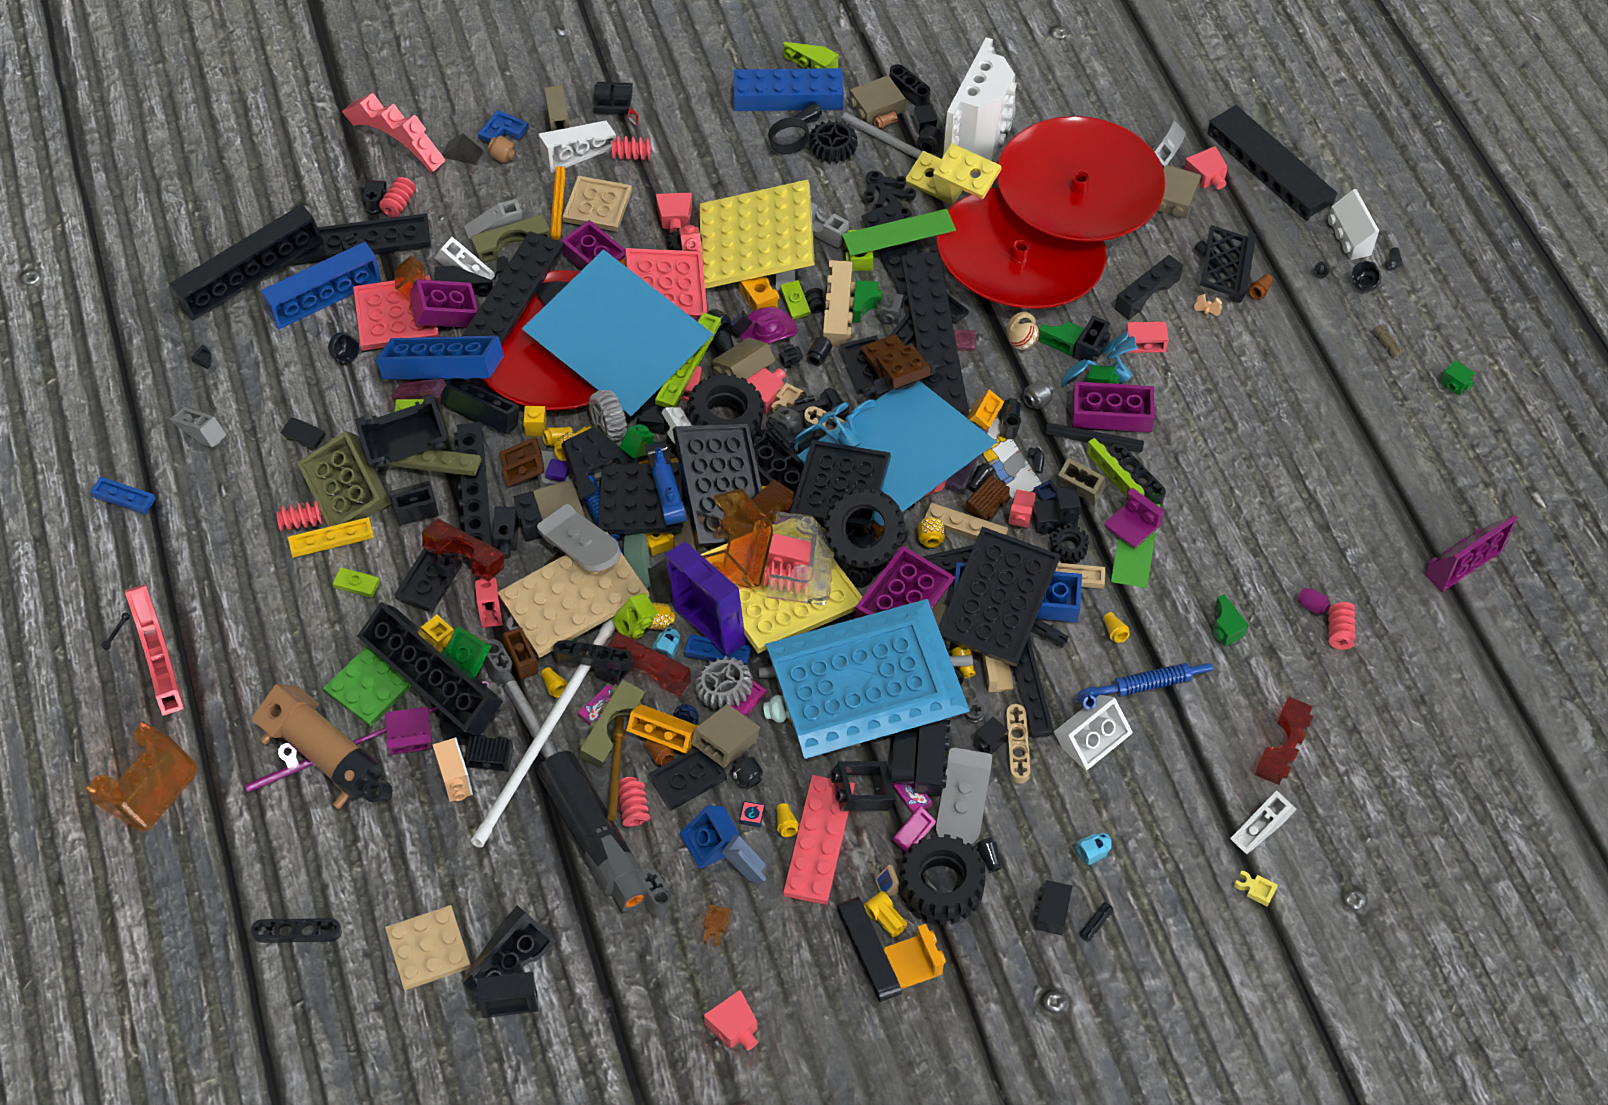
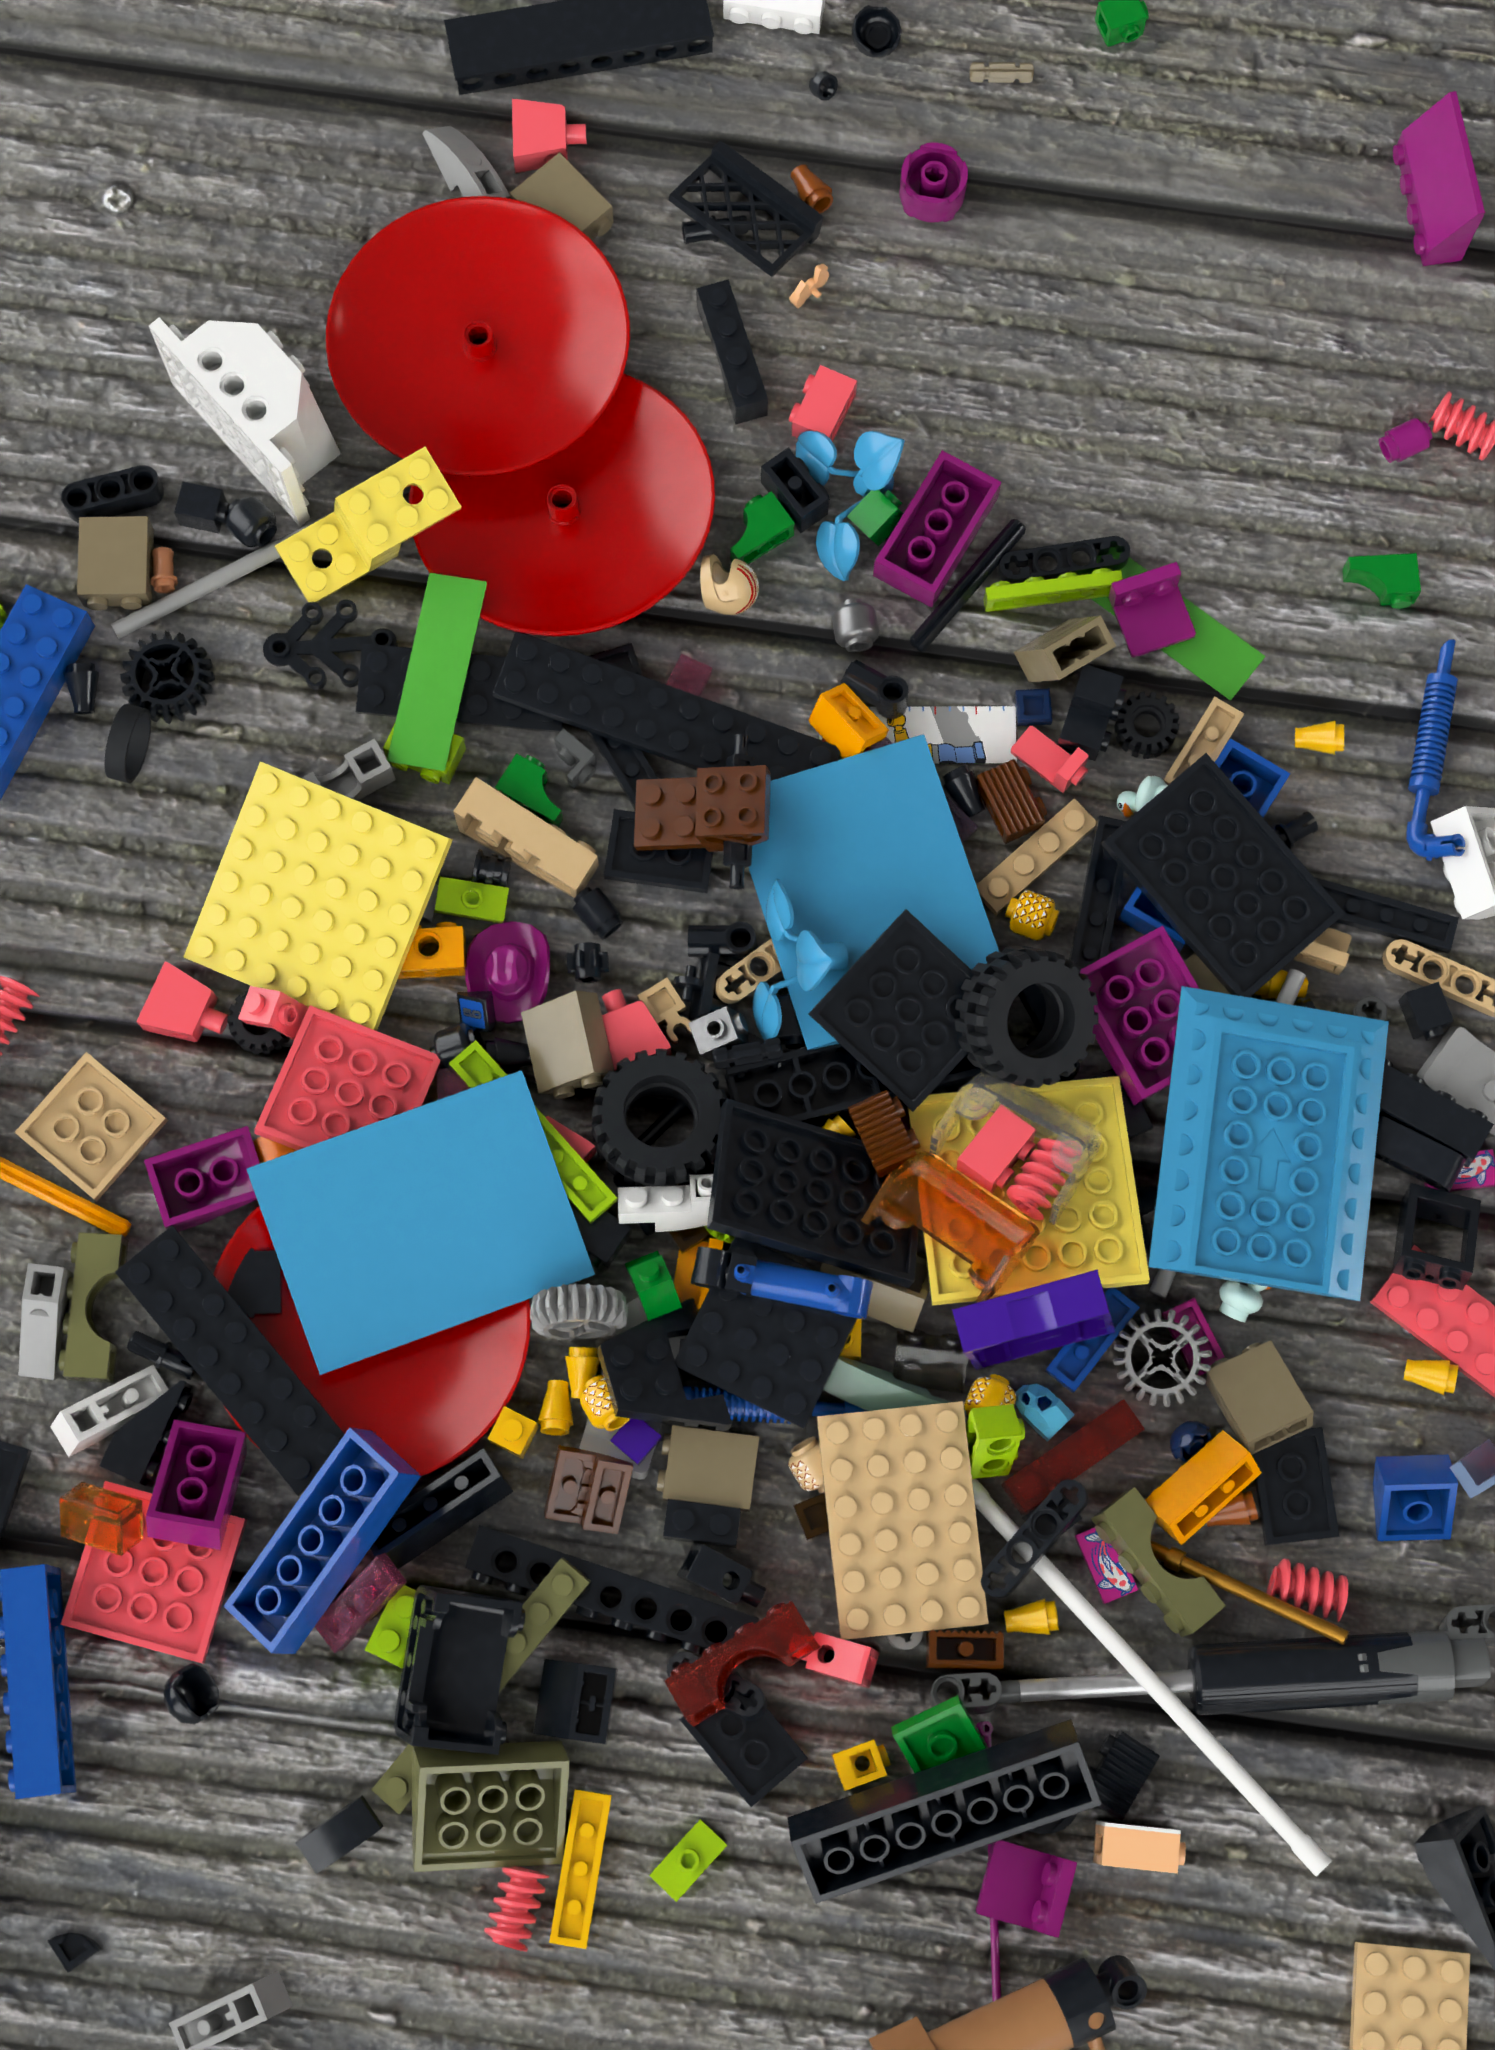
camera: 65 degrees left, 20 degrees up
(367, 687) = (902, 1925): bright green plate -> none
(580, 539) = (819, 1465): light grey piece -> none
(747, 771) = (1330, 1393): black head -> none
(752, 814) = (1395, 1419): tile -> none
(1038, 457) = (967, 686): black arm -> none
(1301, 331) = (933, 183): none -> magenta brick

